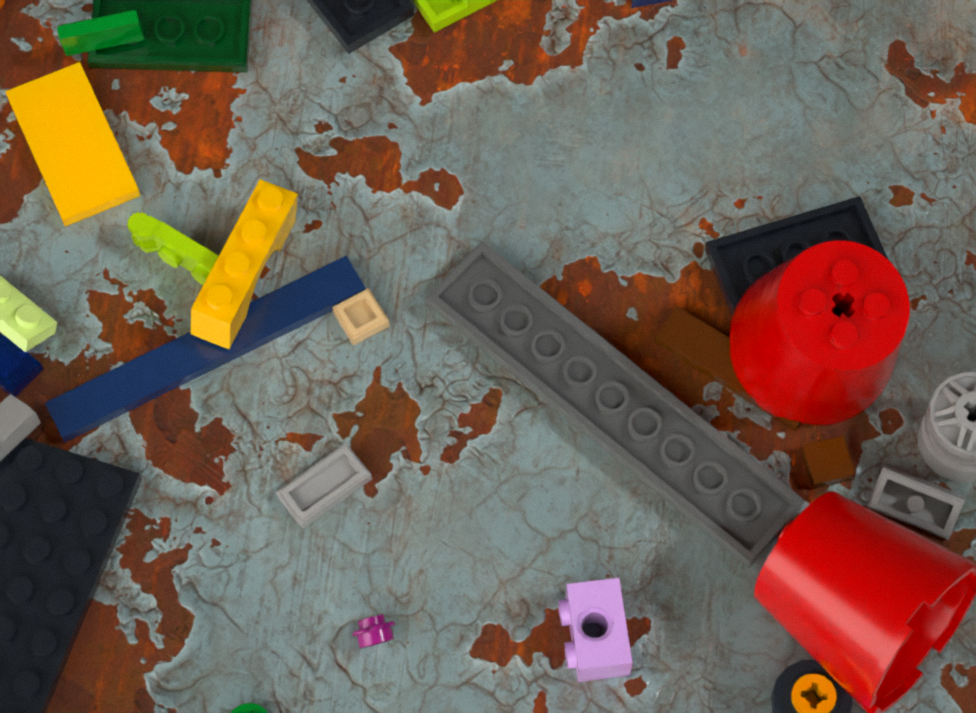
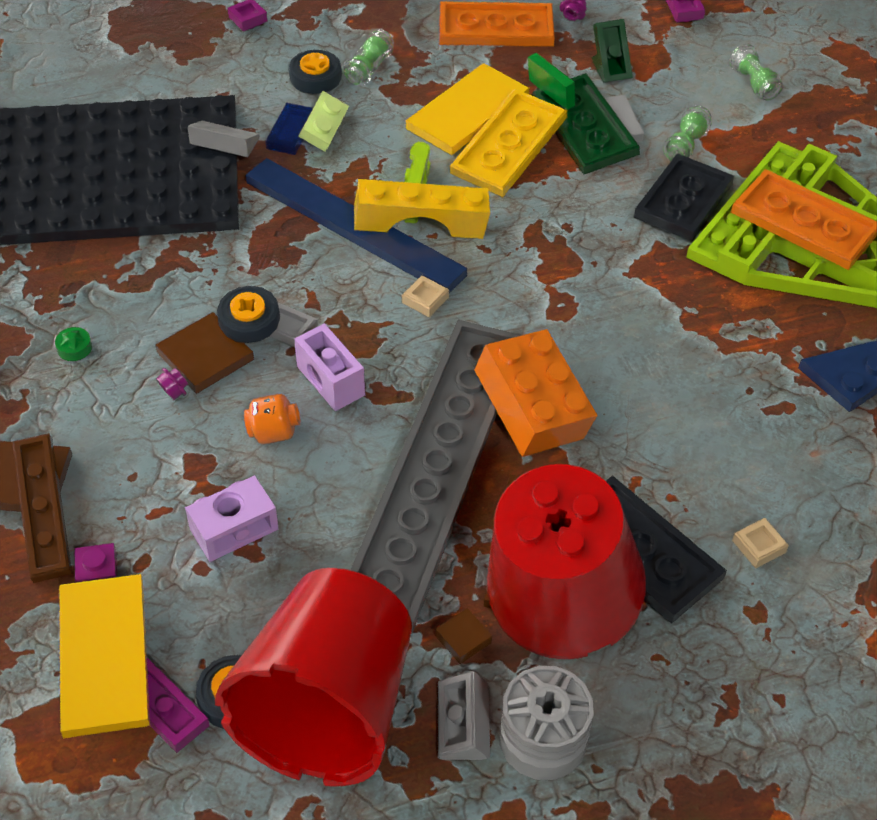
camera: 65 degrees right, 15 degrees down
(163, 125) = (508, 142): none -> yellow tile
(319, 527) = (248, 314): none -> black wheel
(334, 582) = (204, 353): none -> reddish brown tile
(440, 453) = (330, 367): none -> lavender brick
(479, 542) = (271, 419): none -> orange head
(578, 264) = (535, 392): none -> orange brick
(830, 152) = (760, 543): none -> tan tile

